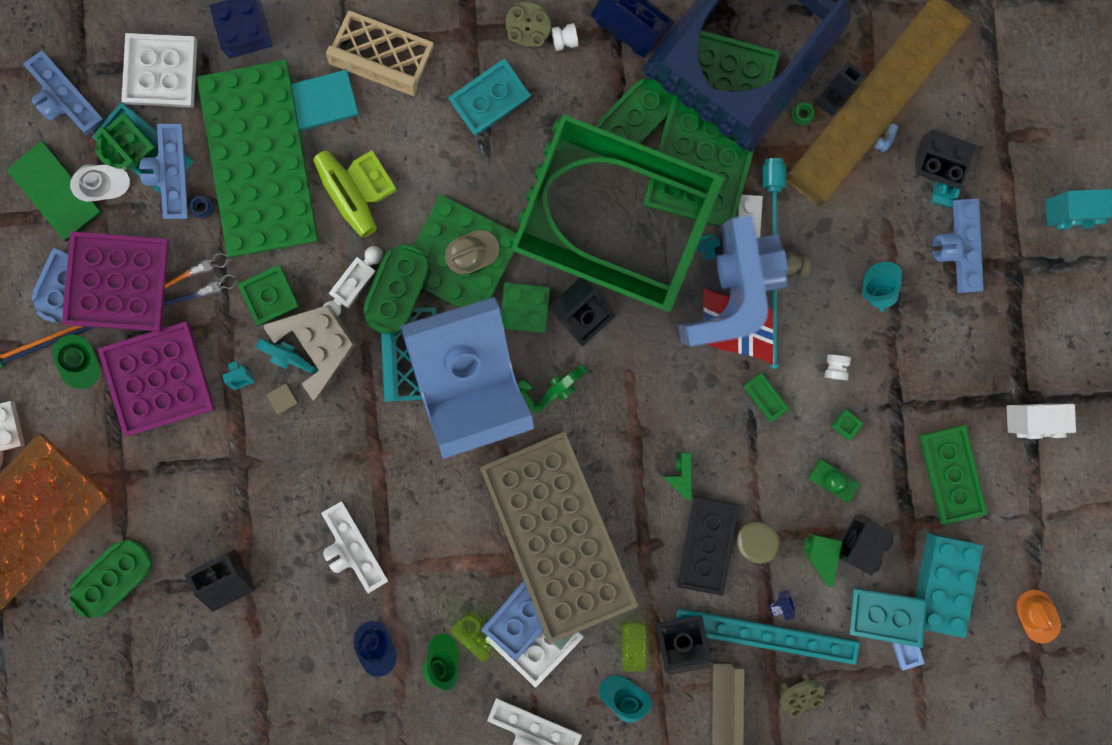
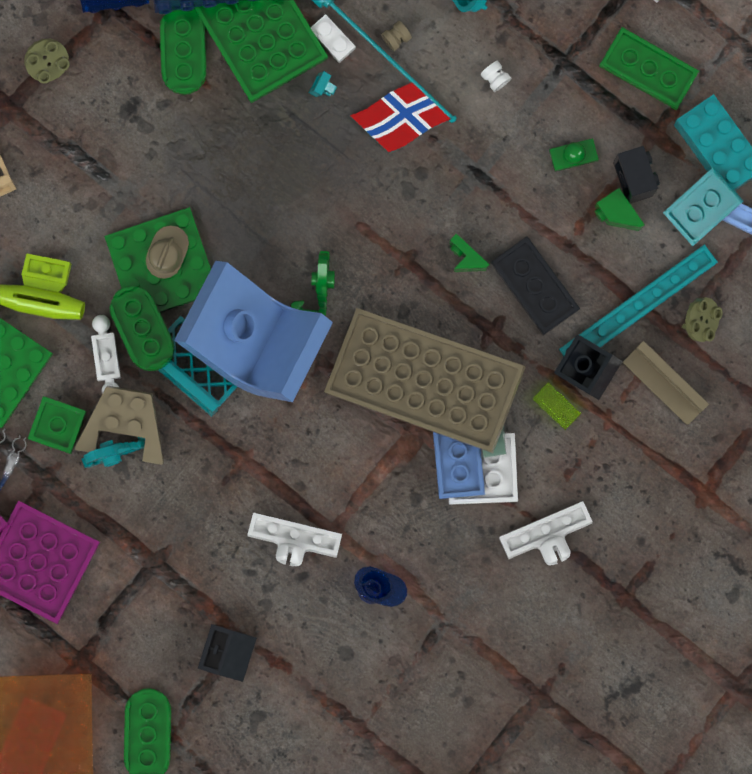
camera: 45 degrees left, 5 degrees down
(238, 376) = (93, 501): teal tile -> none
(282, 399) = (139, 486): dark tan tile -> none
(441, 664) = (436, 551): green piece -> none
(468, 638) = (450, 514): clear neon green plate -> none
(489, 97) = (70, 136): teal plate -> none
(525, 307) = (243, 251): green plate -> none
(564, 37) = (81, 42): white wheel -> none
(582, 145) = (170, 100): green panel -> none
(582, 311) = (283, 215): black slope -> none
(624, 698) = (588, 445): teal piece -> none
(749, 270) = (366, 71): medium blue piece -> none
(758, 542) = (565, 247): olive piece -> none
(765, 397) = (469, 146): green tile -> none
(784, 606) = (628, 271): clear blue tile -> none
(847, 424) = (543, 108): green tile -> none

